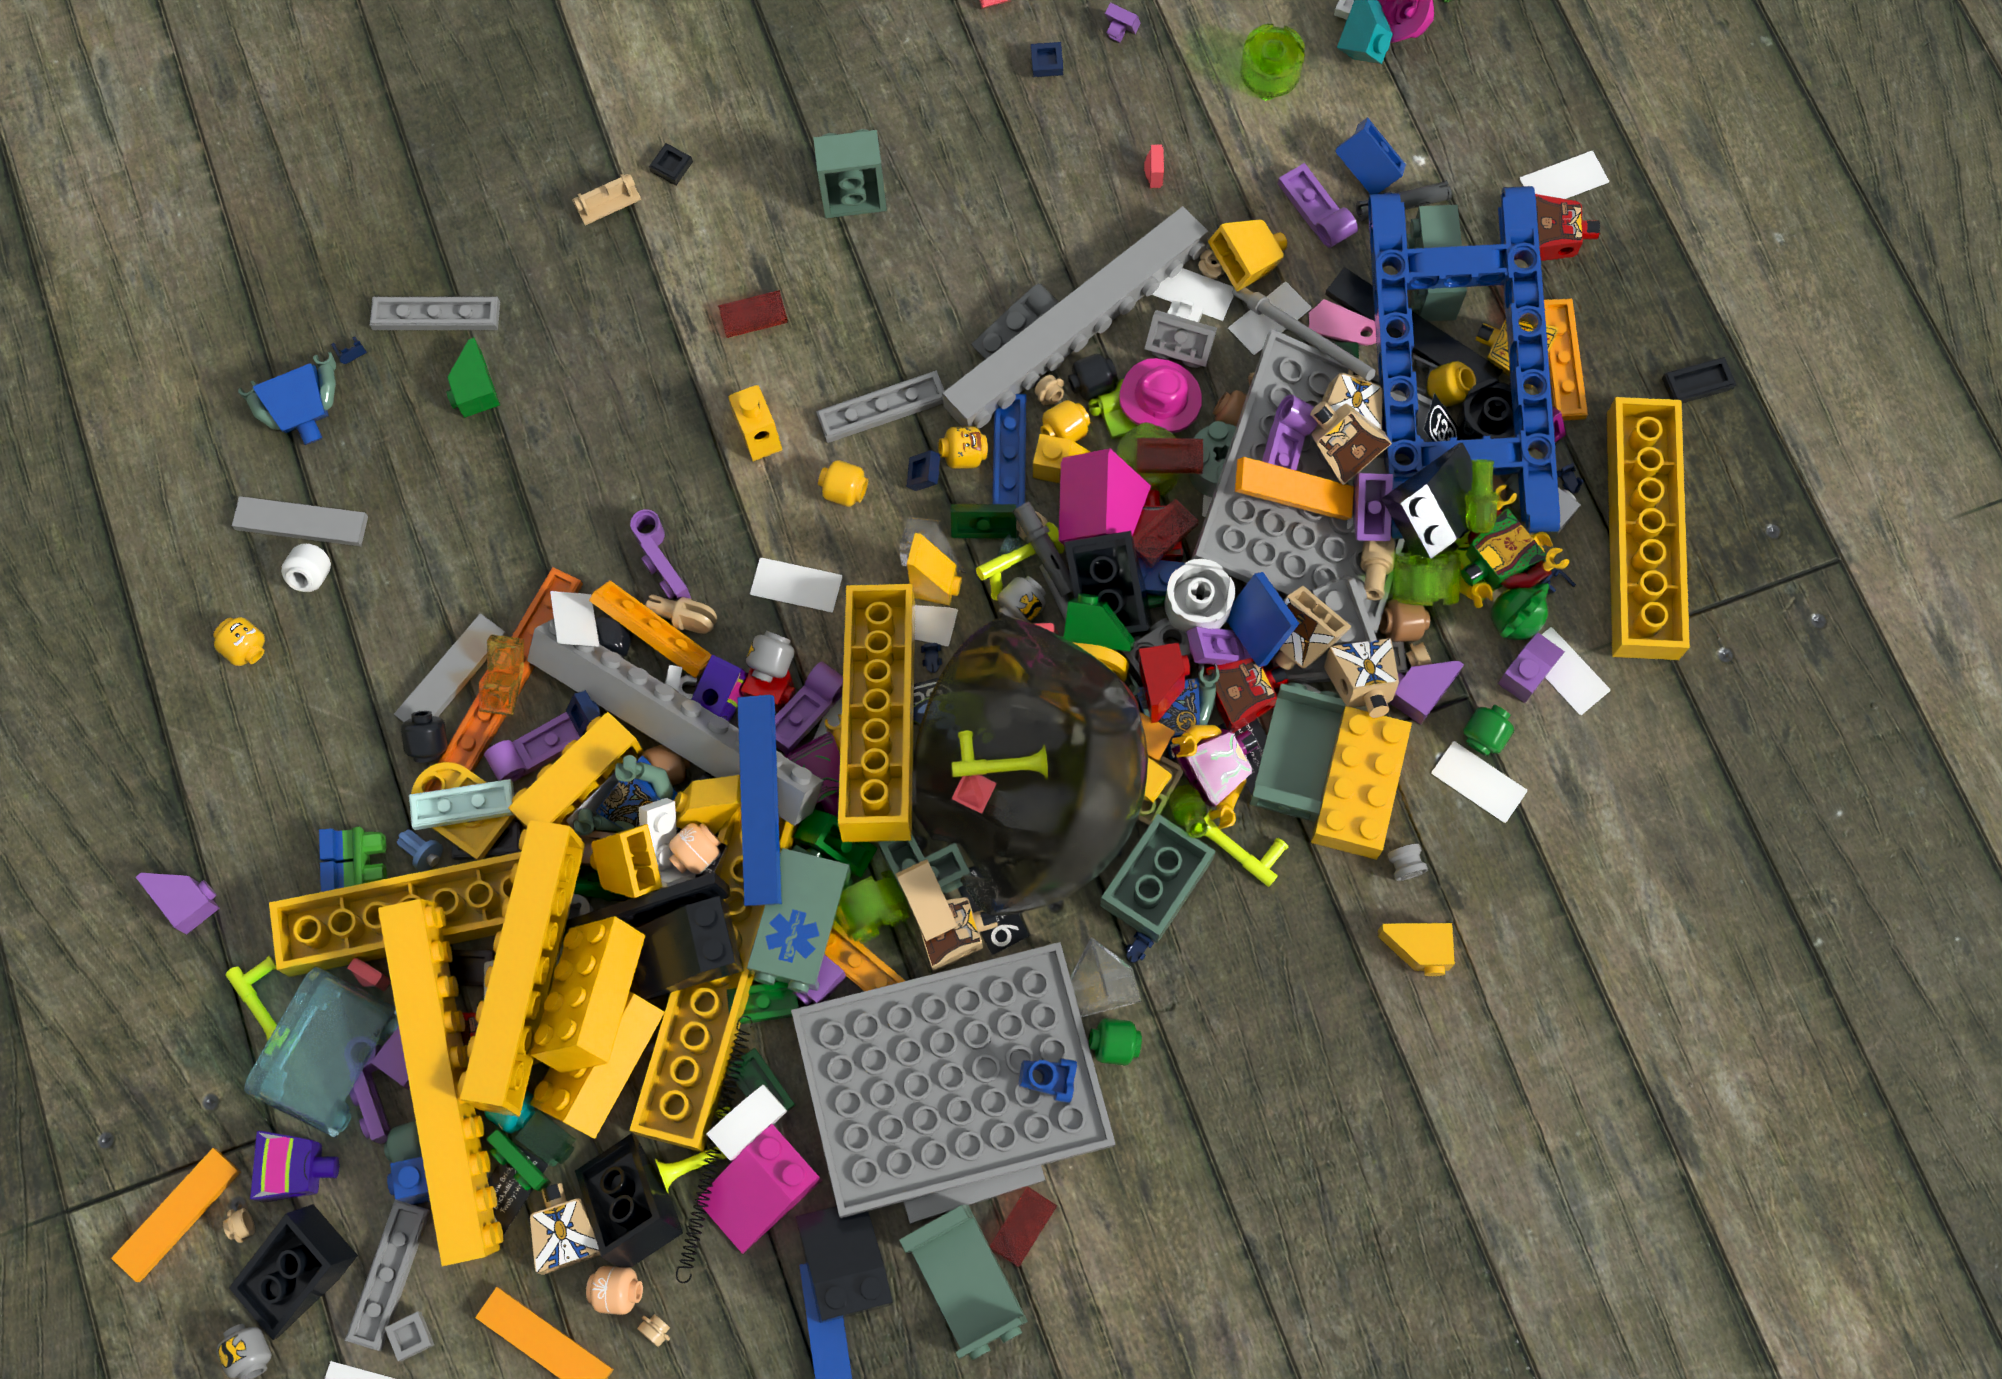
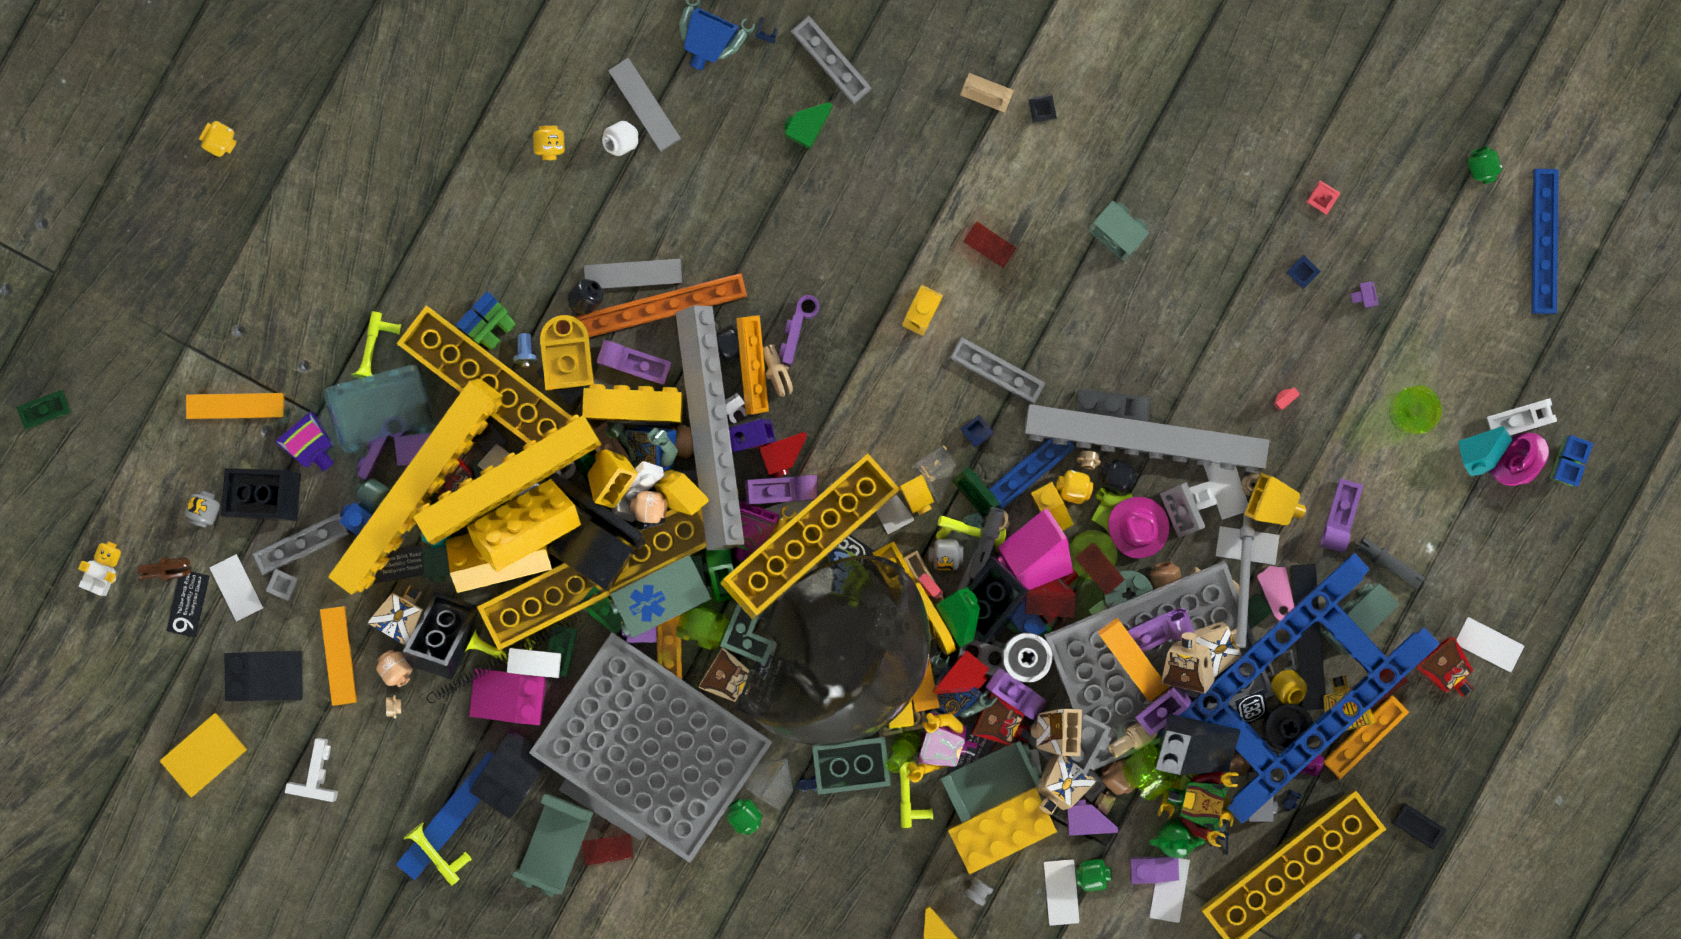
camera: 45 degrees right, 15 degrees up
(180, 898) = (388, 248): medium lavender slope -> none
(238, 1225) = (258, 444): tan plate -> none
(367, 975) = (436, 389): coral tile -> none
(461, 804) = (566, 355): light aqua tile -> none
(503, 676) = (655, 307): clear yellow slope -> none
(507, 1152) = (412, 568): green plate -> none
(574, 619) = (719, 319): white sticker -> none
(582, 711) = (672, 374): dark blue plate -> none
(759, 800) = (701, 522): blue tile -> none
(770, 656) = (790, 449): light grey head -> none
(796, 584) = (850, 417): white sticker -> none
(843, 483) = (929, 393): yellow head -> none
(926, 900) = (728, 655): tan slope -> none
(931, 657) = (870, 533): dark blue piece -> none
(963, 447) = (1010, 441): yellow head -> none
(971, 767) = (821, 614): neon yellow piece -> none
(974, 792) = (813, 625): coral tile -> none
(1056, 1077) = (694, 804): blue plate -> none
(1261, 619) = (1043, 702): blue tile -> none
(1371, 158) = (1400, 523): blue panel -> none
(1481, 499) = (1215, 769): clear neon green arm -> none

